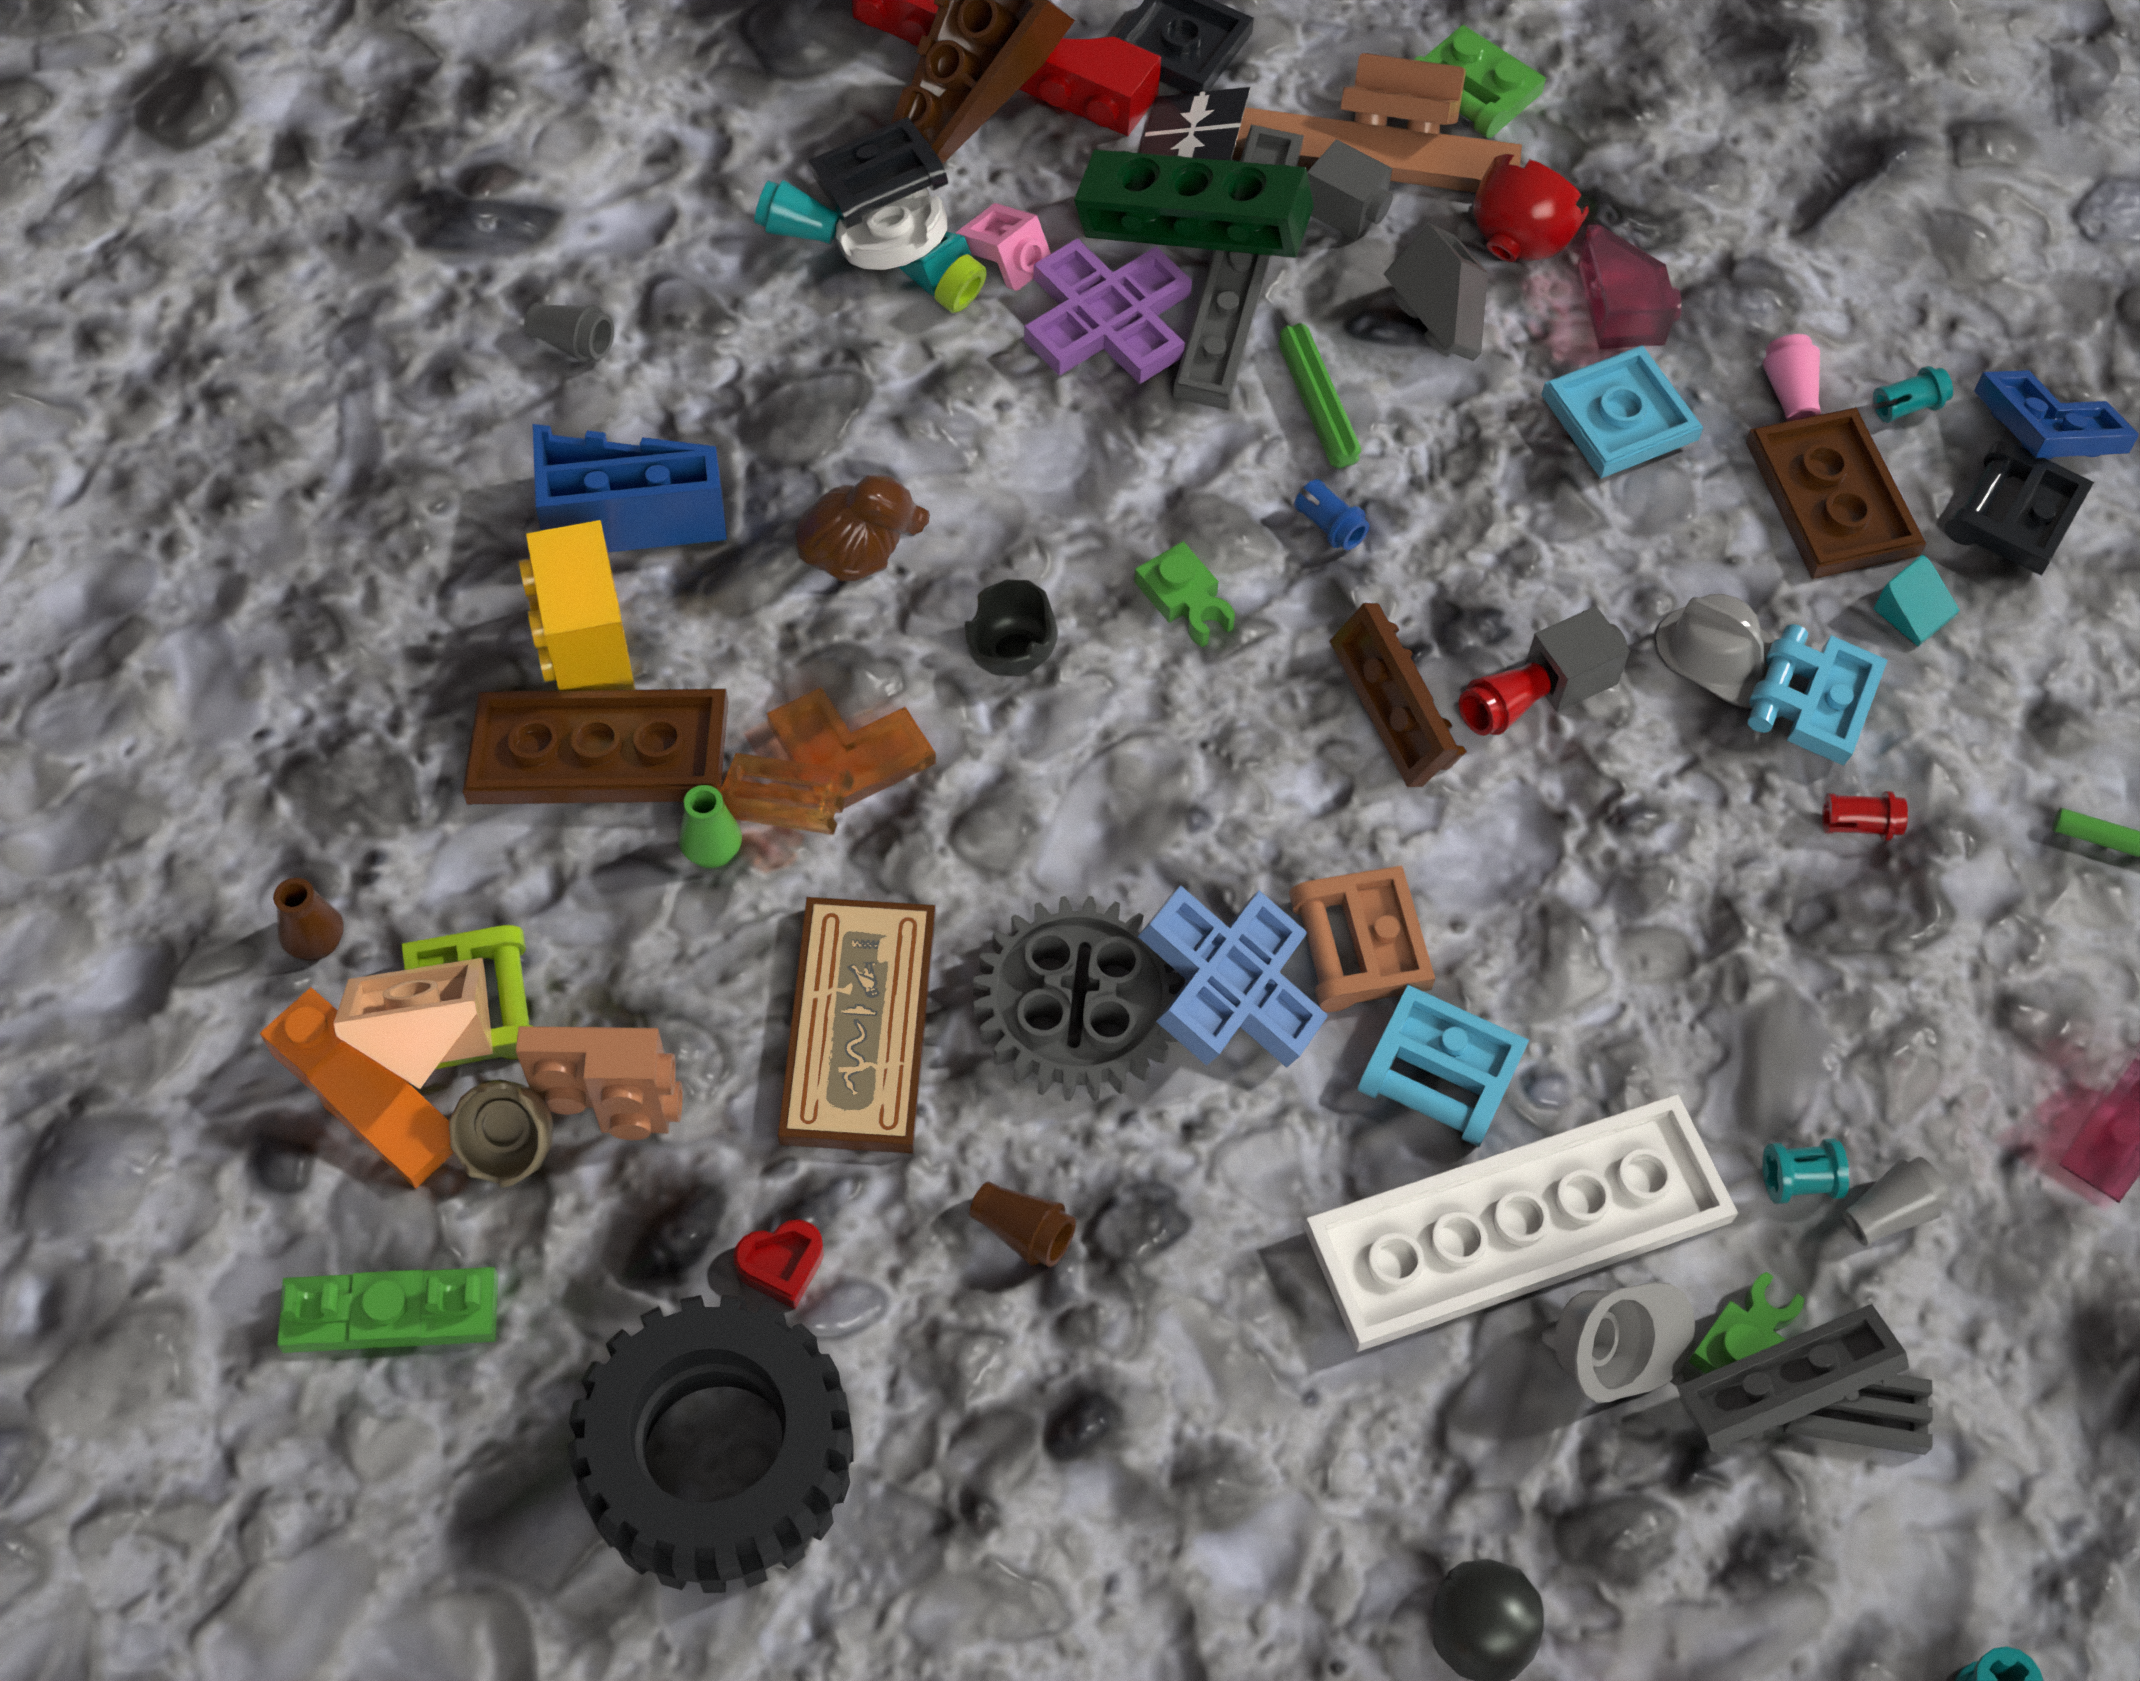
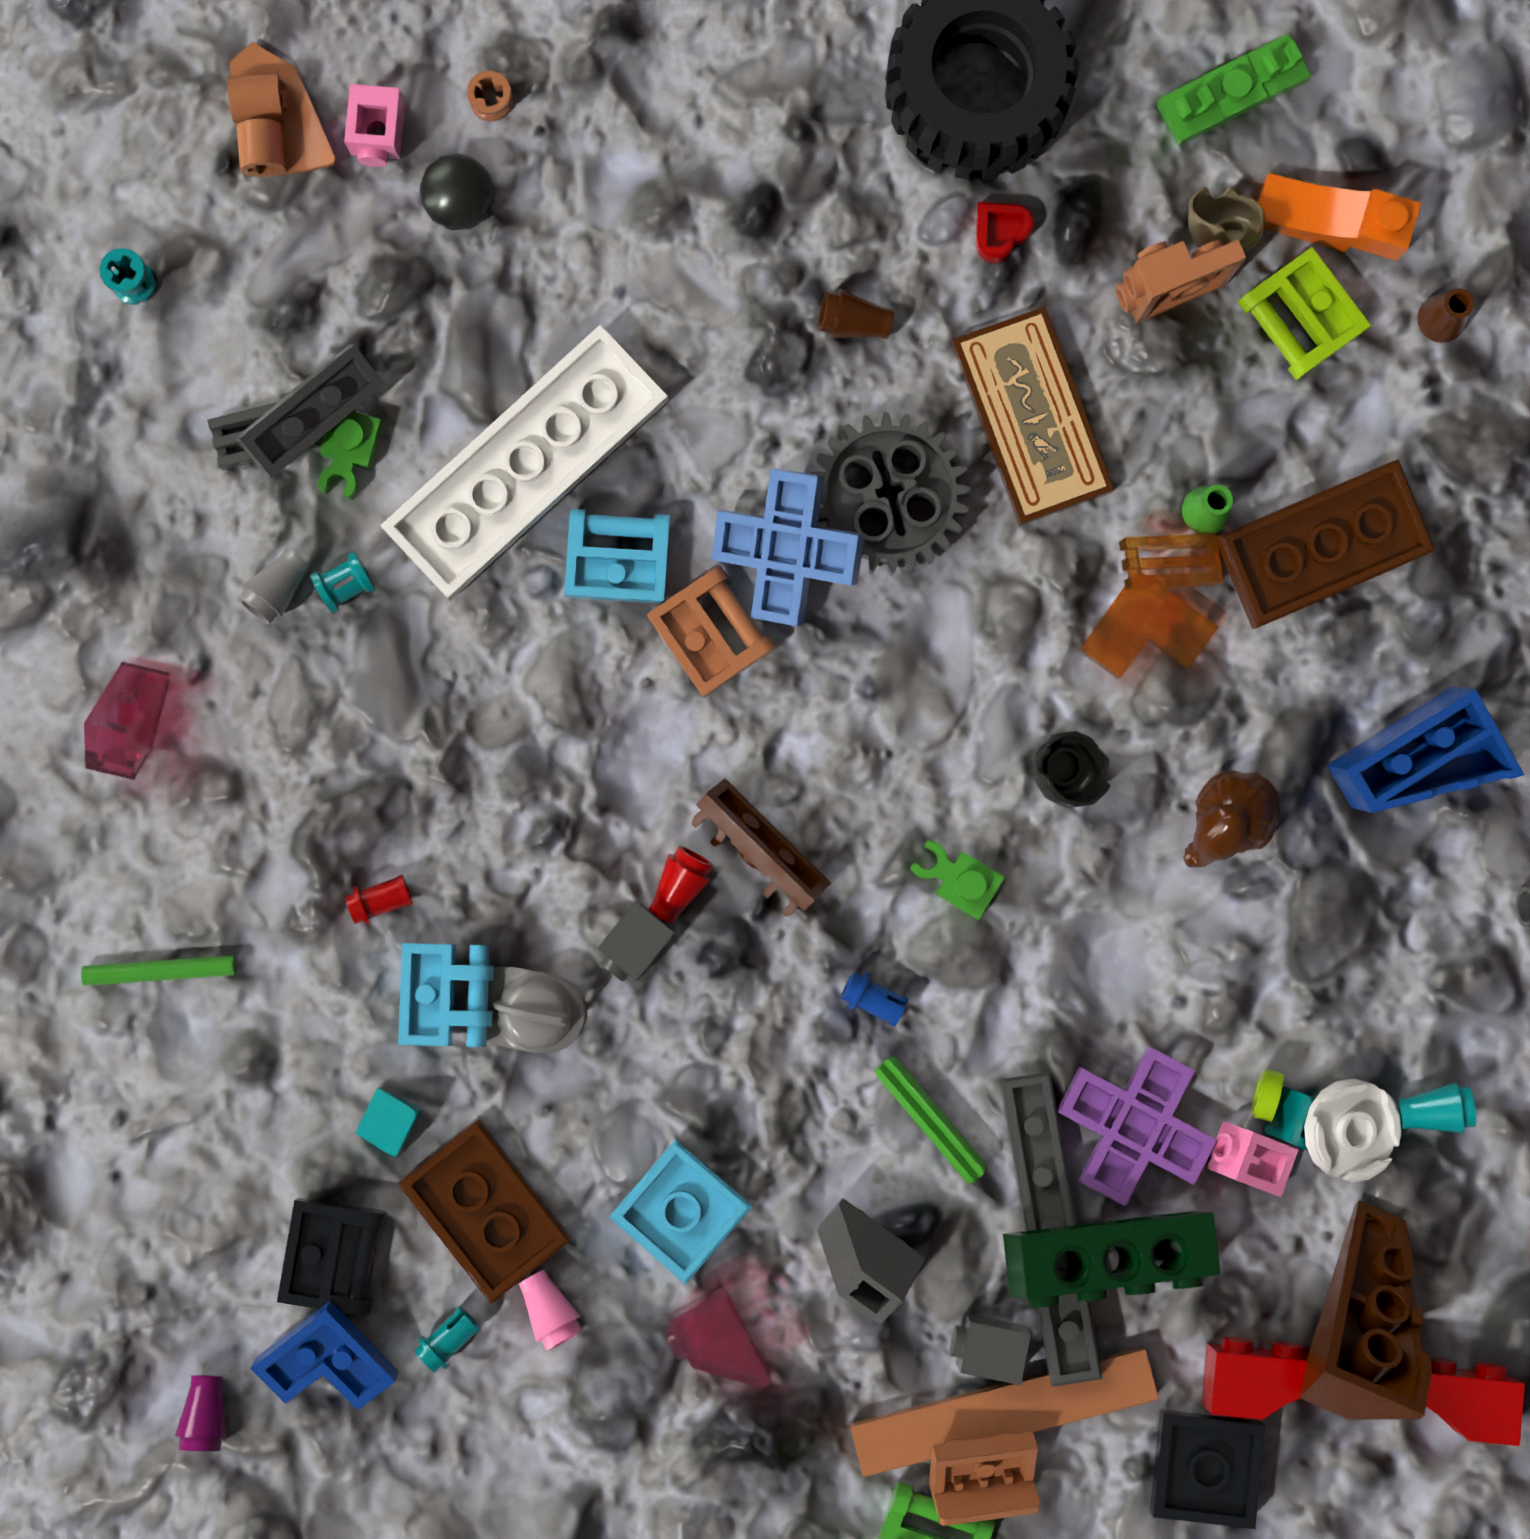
camera: 155 degrees right, 25 degrees up
(418, 1017) = (1327, 261): light nougat slope -> none
(575, 609) = (1396, 628): yellow brick -> none
(877, 170) = (1403, 1181): black plate -> none
(1196, 124) = (1151, 1360): black sticker -> none
(1526, 210) = (831, 1382): red cylinder -> none
(1623, 1339) = (434, 397): light grey piece -> none

